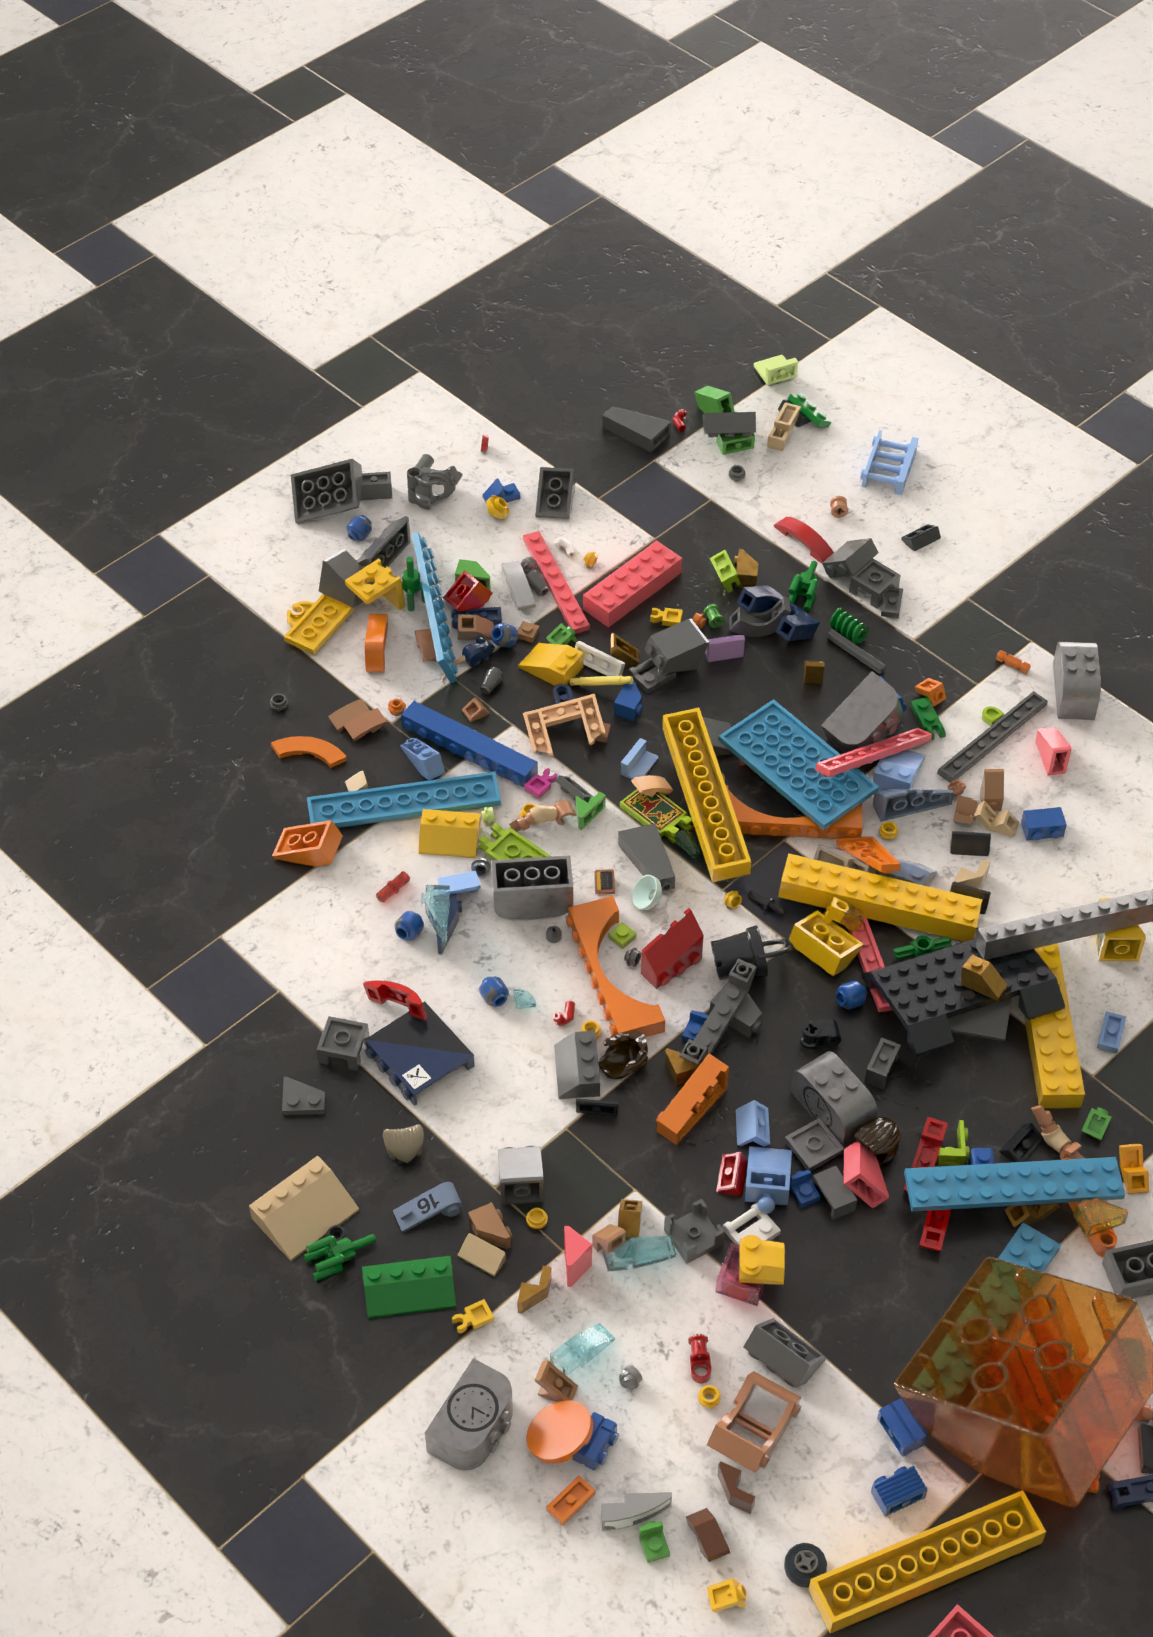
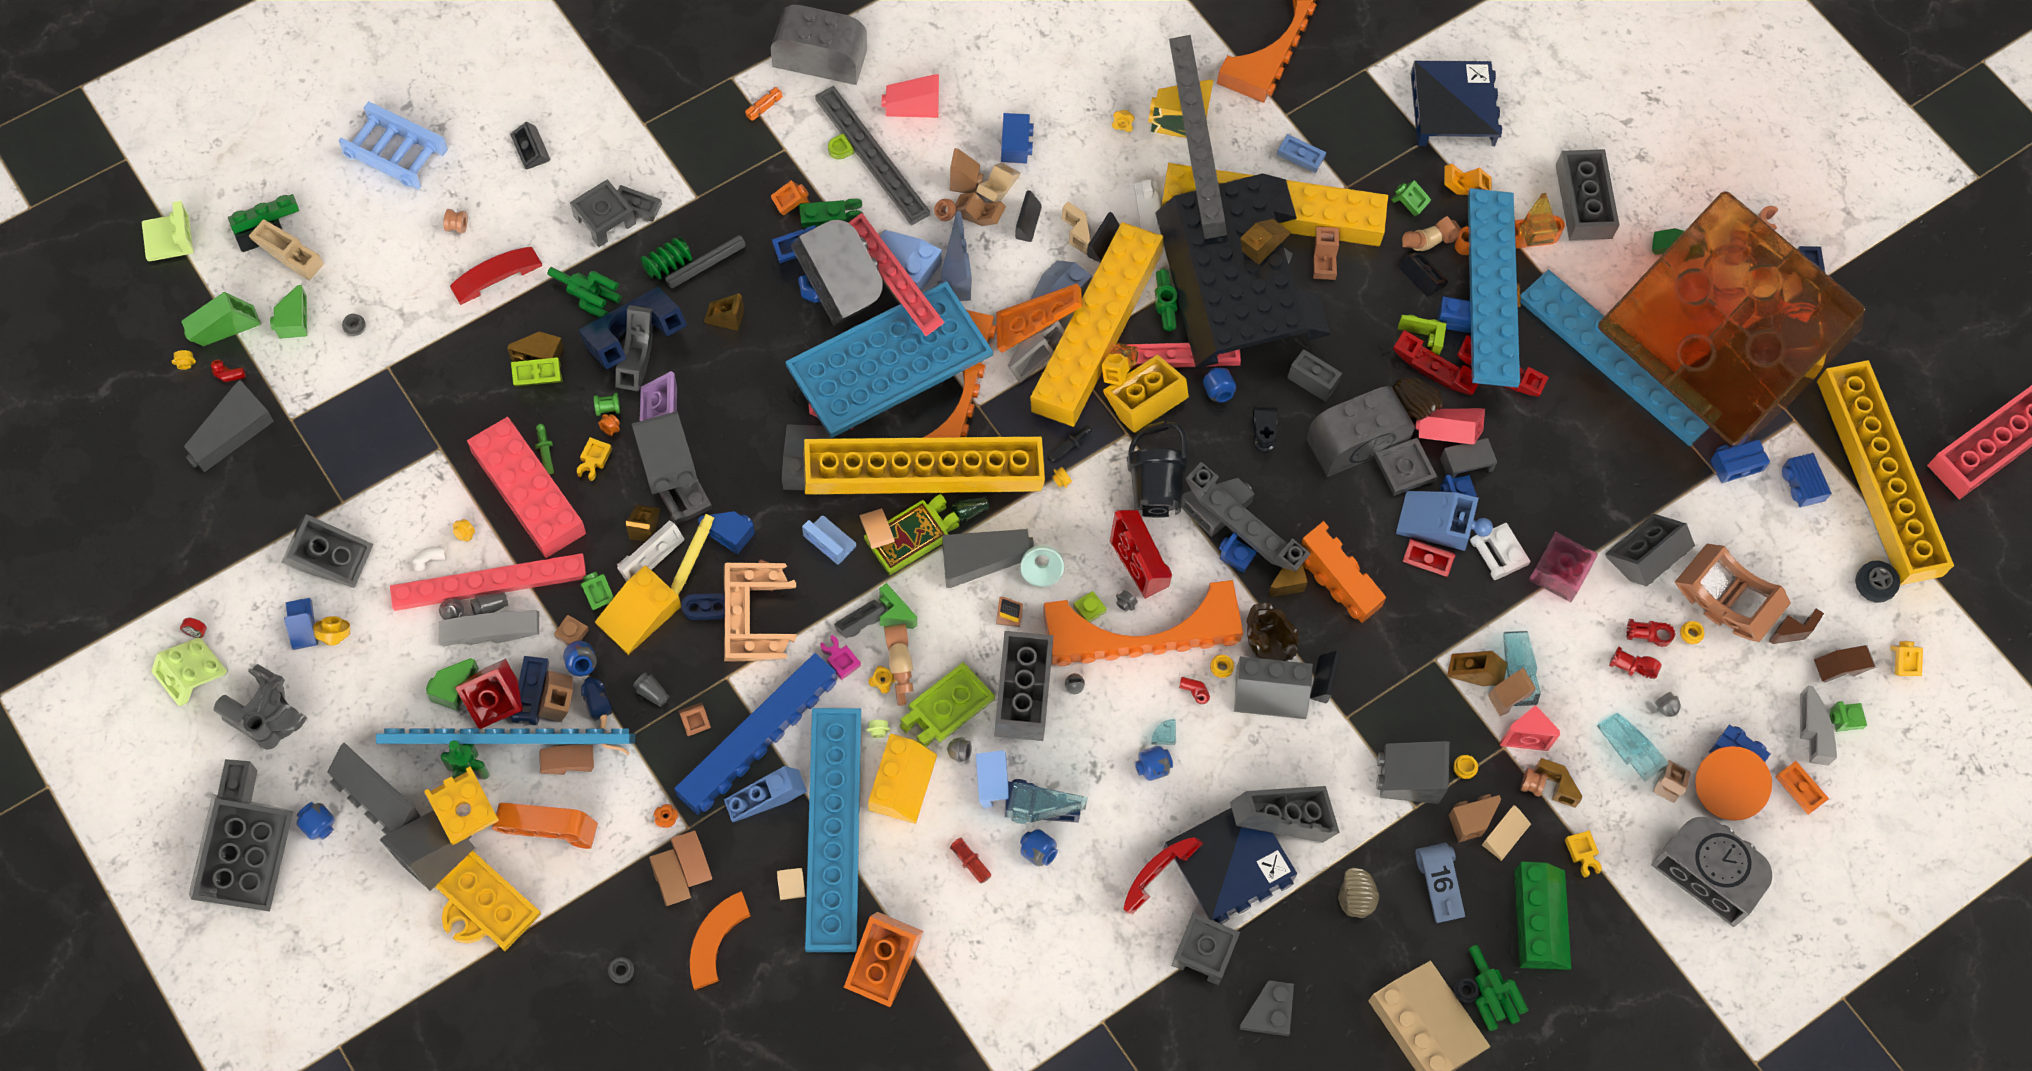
camera: 85 degrees left, 15 degrees up
(456, 447) = (186, 667): none -> yellowish green bracket
(463, 1077) = (1288, 812): none -> dark grey wedge
(531, 1270) = (1533, 782): none -> nougat wheel
(663, 1344) = (1642, 665): none -> red connector
(671, 590) = (544, 448): none -> bright green piece
(682, 397) = (183, 359): none -> yellow plate
(694, 1233) = (1502, 608): dark grey panel -> none
(729, 424) = (276, 307): dark grey slope -> none
(752, 1124) = (1372, 523): light blue panel -> none
(761, 1261) = (1564, 542): yellow slope -> none
(850, 558) = (559, 227): dark grey brick -> none
(888, 830) = (990, 288): yellow plate -> none
(1016, 1059) = (1325, 253): none -> nougat slope
(1092, 895) = (1123, 120): none -> yellow plate

